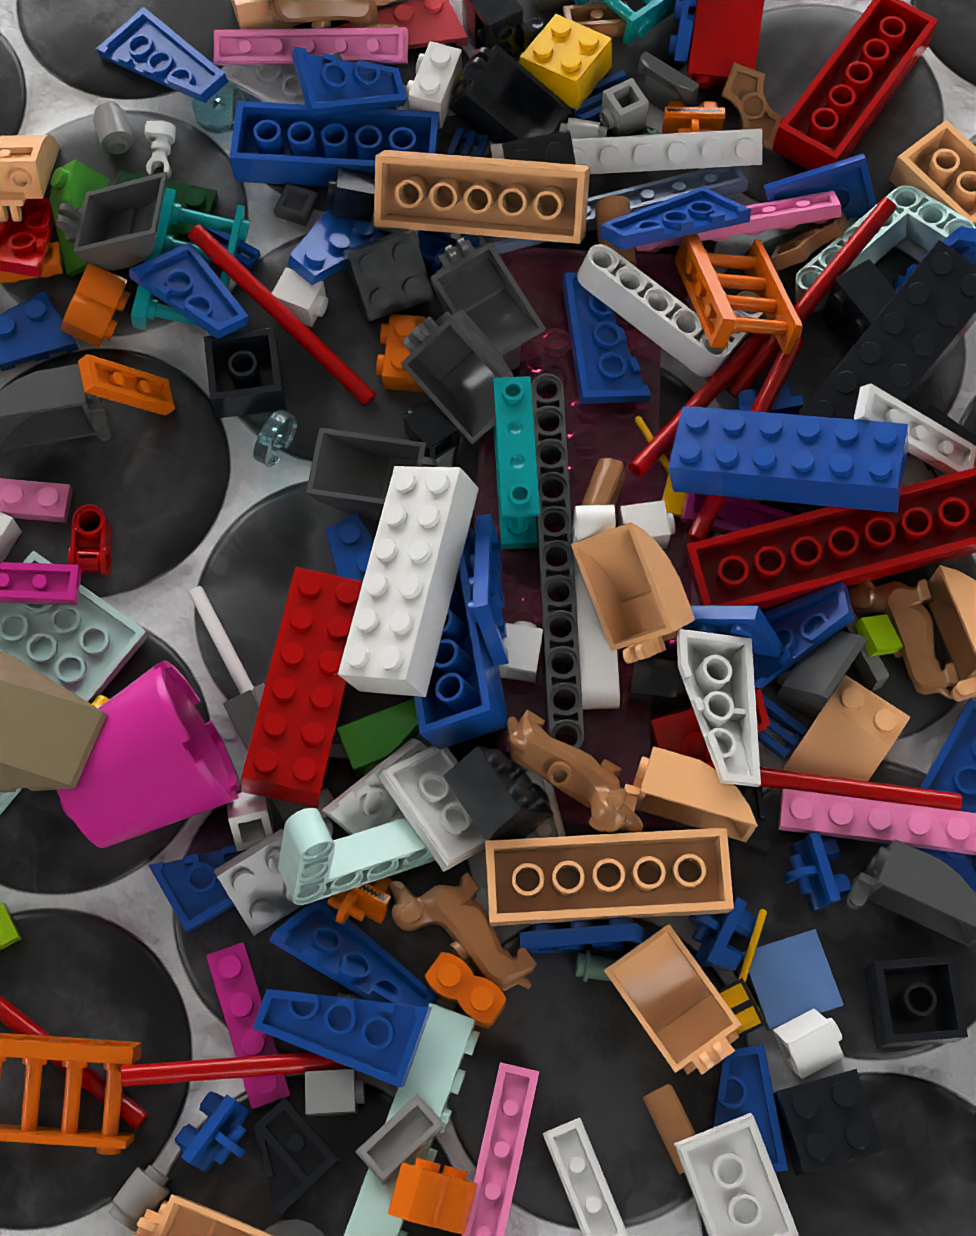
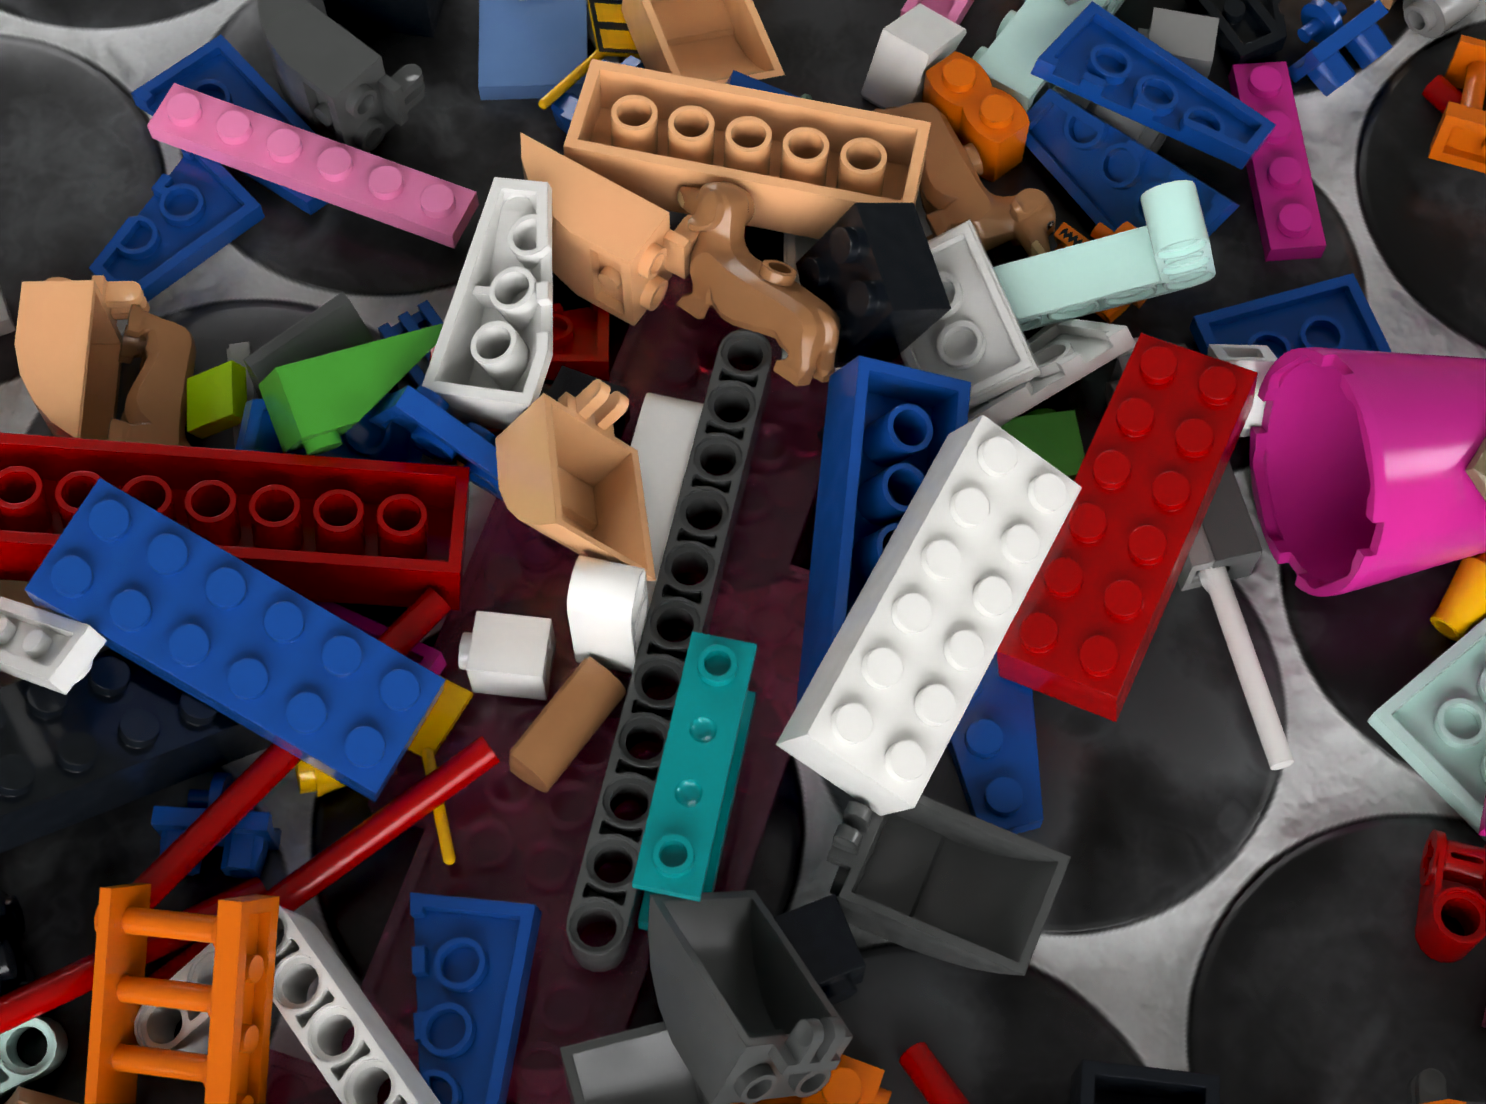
camera: 165 degrees left, 5 degrees down
(225, 1068) = (1339, 87): red piece -> none
(256, 884) = (1237, 297): light grey plate -> none
(275, 438) = (1104, 995): clear light blue piece -> none
(487, 588) = (801, 591): blue wing -> none
(519, 1032) = (906, 53): none -> white slope
(523, 649) = (774, 508): white brick -> none
(799, 636) = (330, 393): none -> bright green slope
(814, 872) = (452, 139): blue hips -> none
(849, 734) = (353, 258): light nougat slope -> none
(857, 789) = (356, 220): red piece -> none

